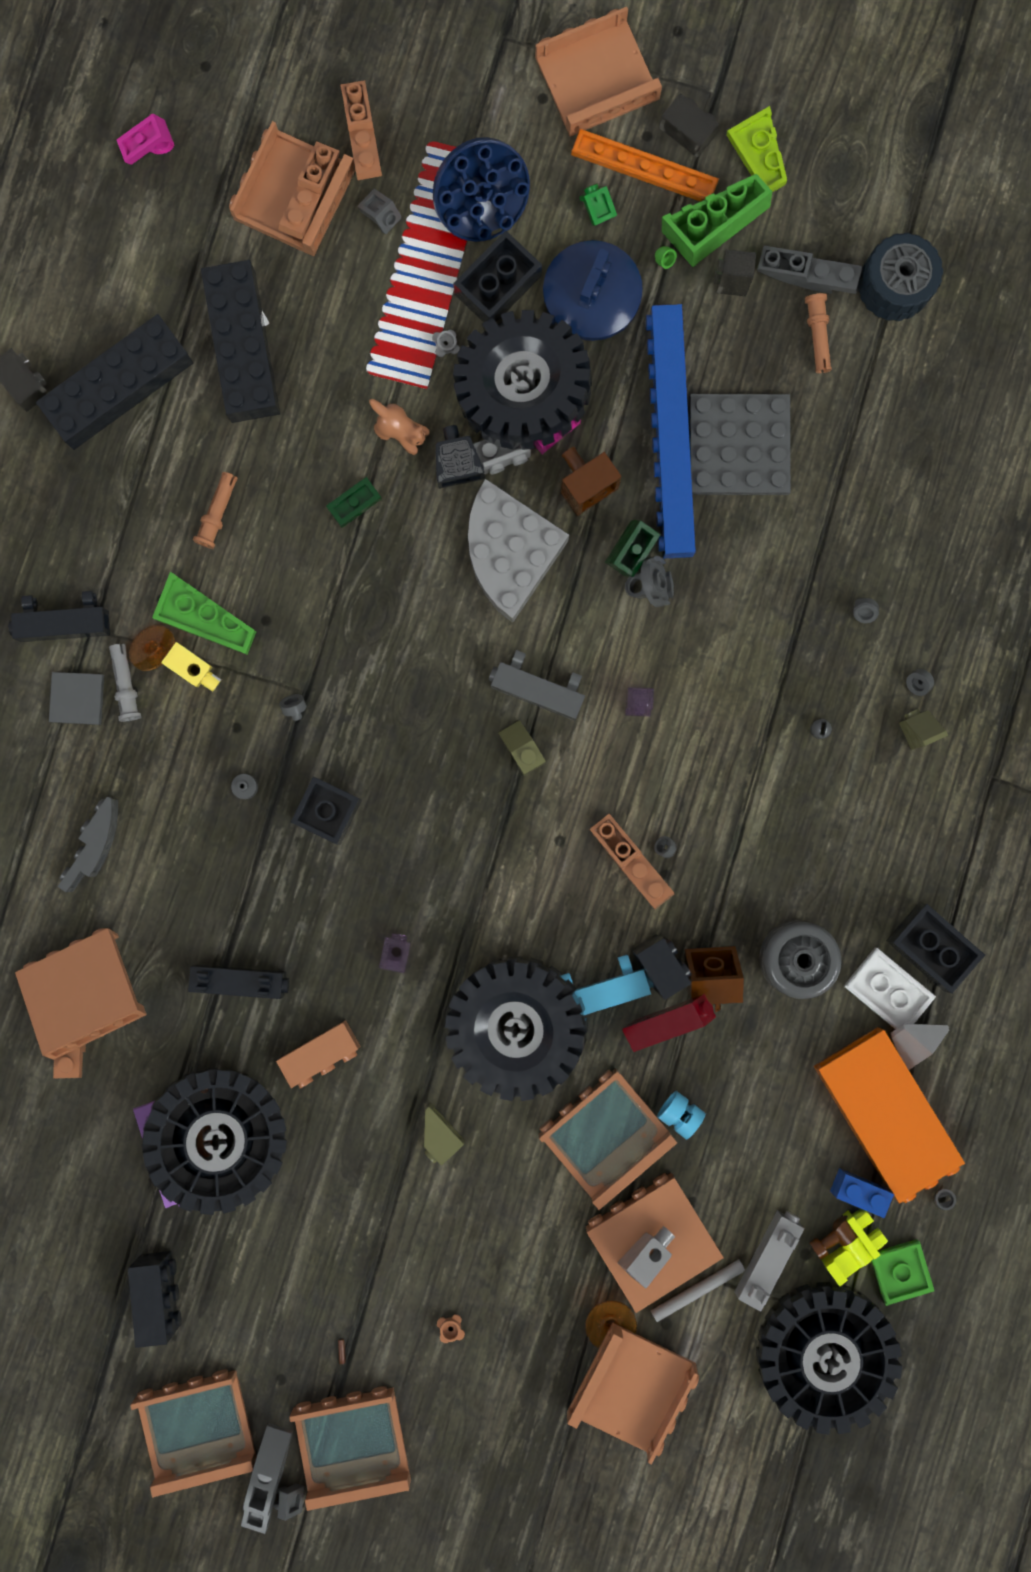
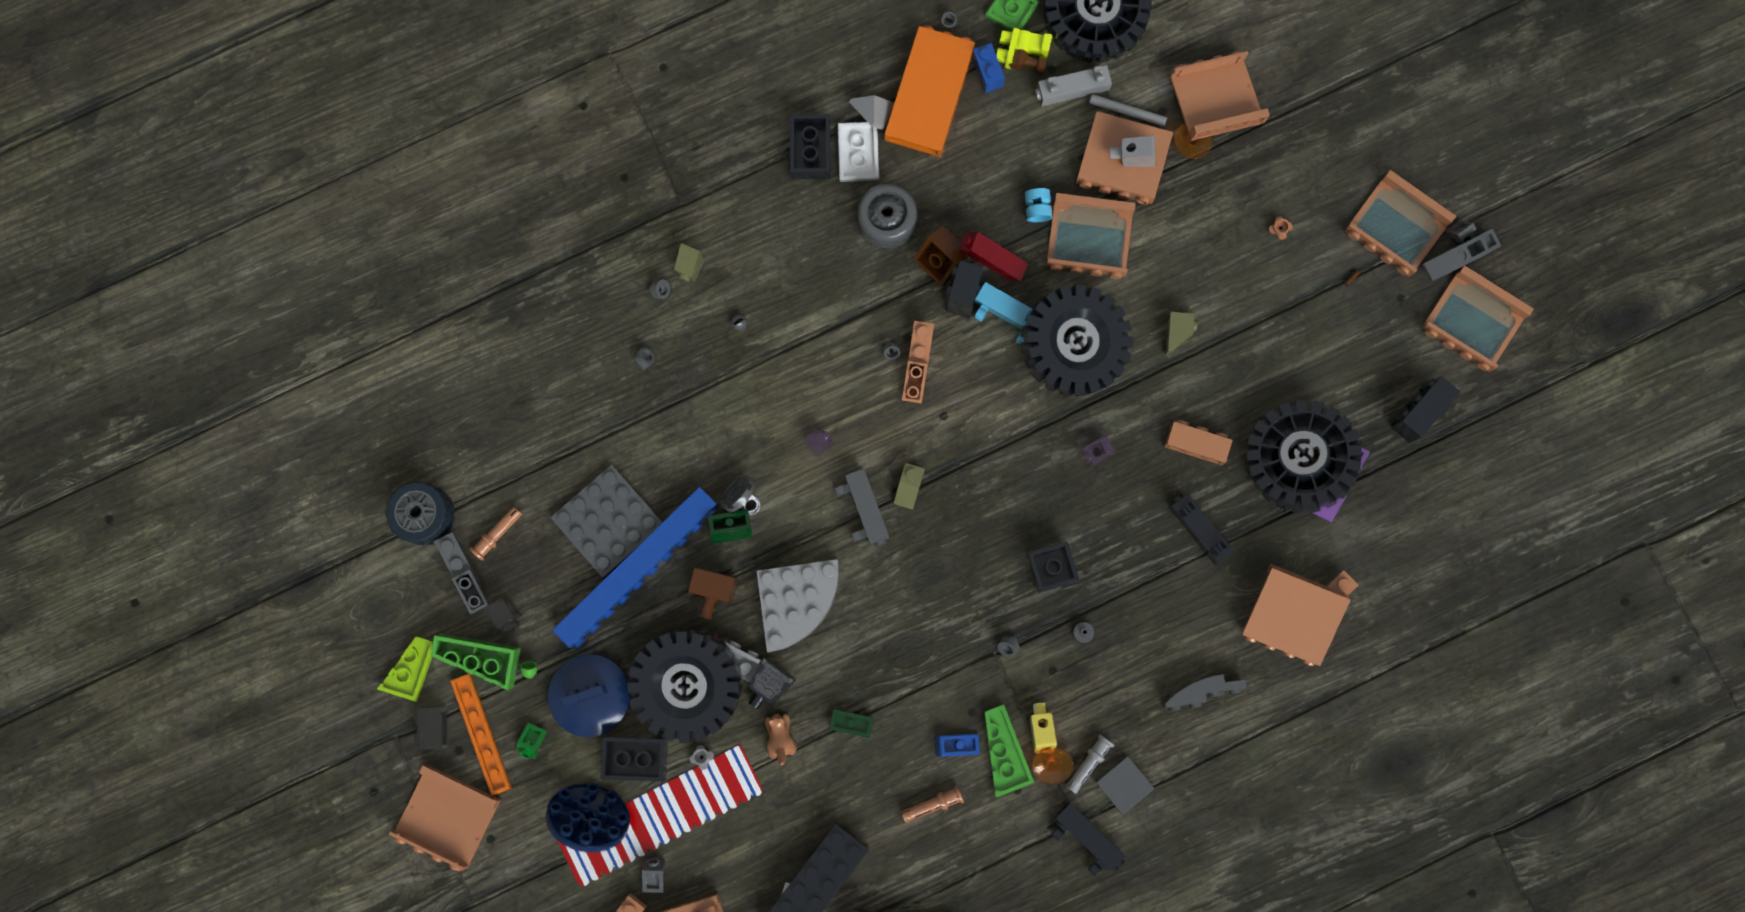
camera: 125 degrees left, 5 degrees down
(249, 580) = (957, 745): none -> blue slope

